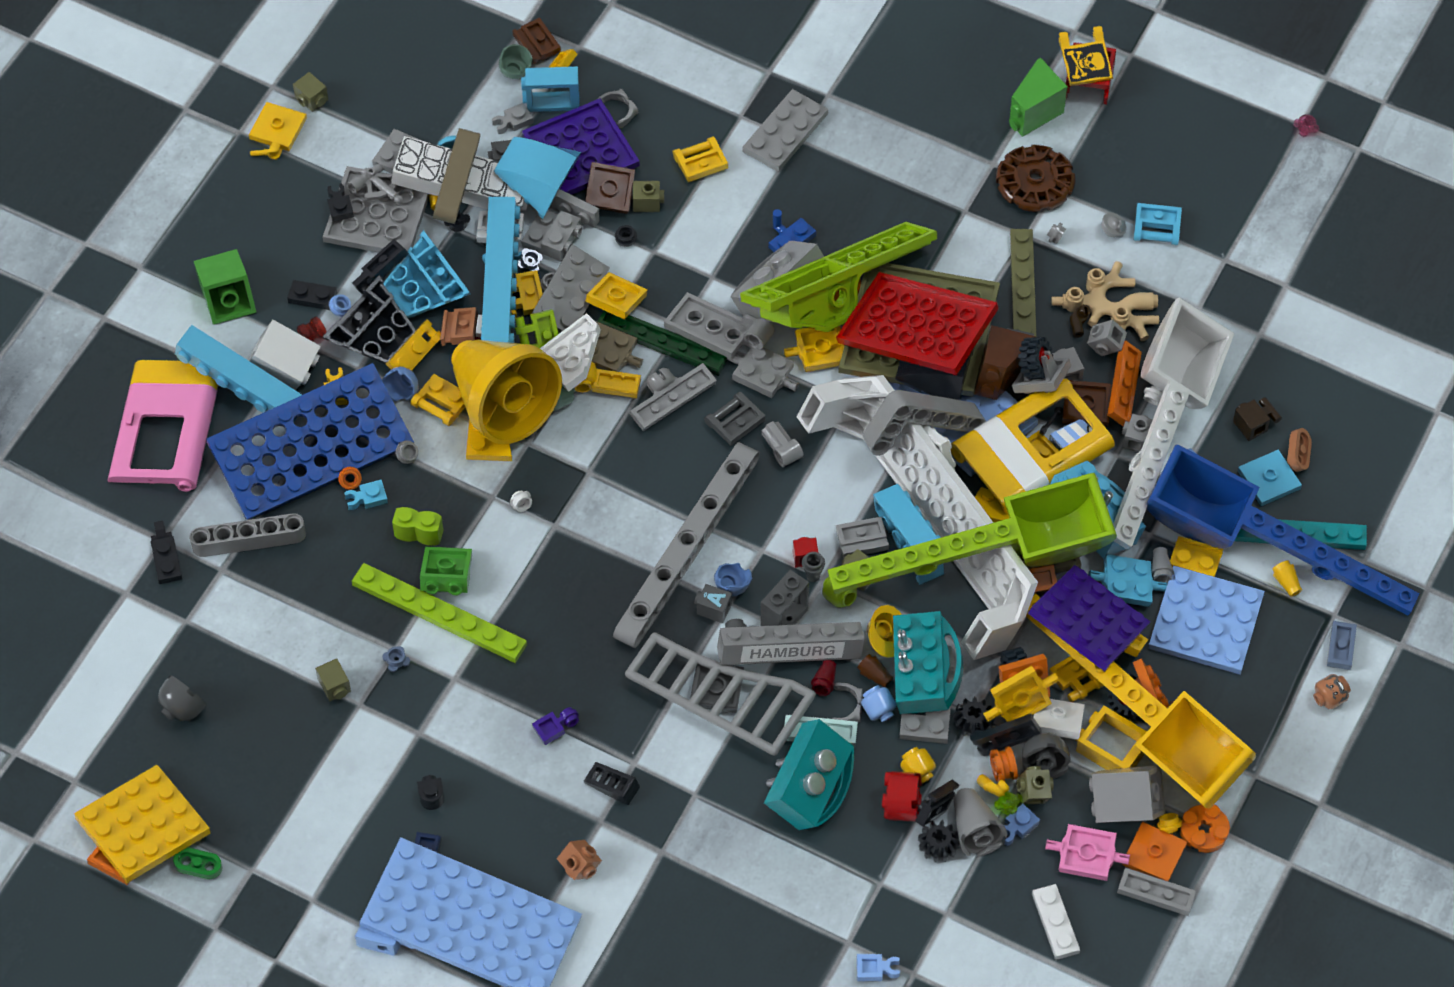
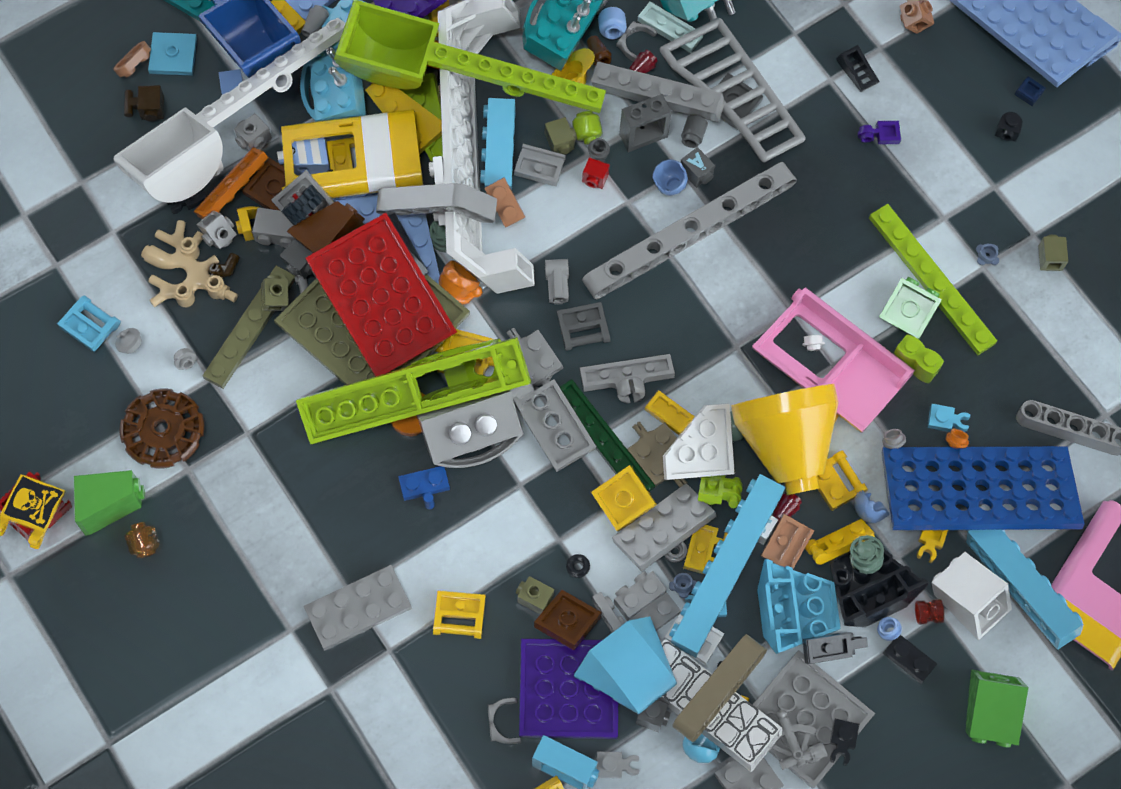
camera: 155 degrees left, 10 degrees up
(385, 338) = (867, 555): none -> sand green wheel
(464, 478) = (863, 377): none -> bright pink piece
(870, 481) = (507, 204): none -> nougat plate
(987, 92) = (142, 540): none -> clear orange head
(1015, 304) = (274, 293): none -> olive brick
(1090, 362) = (243, 224): none -> yellow plate

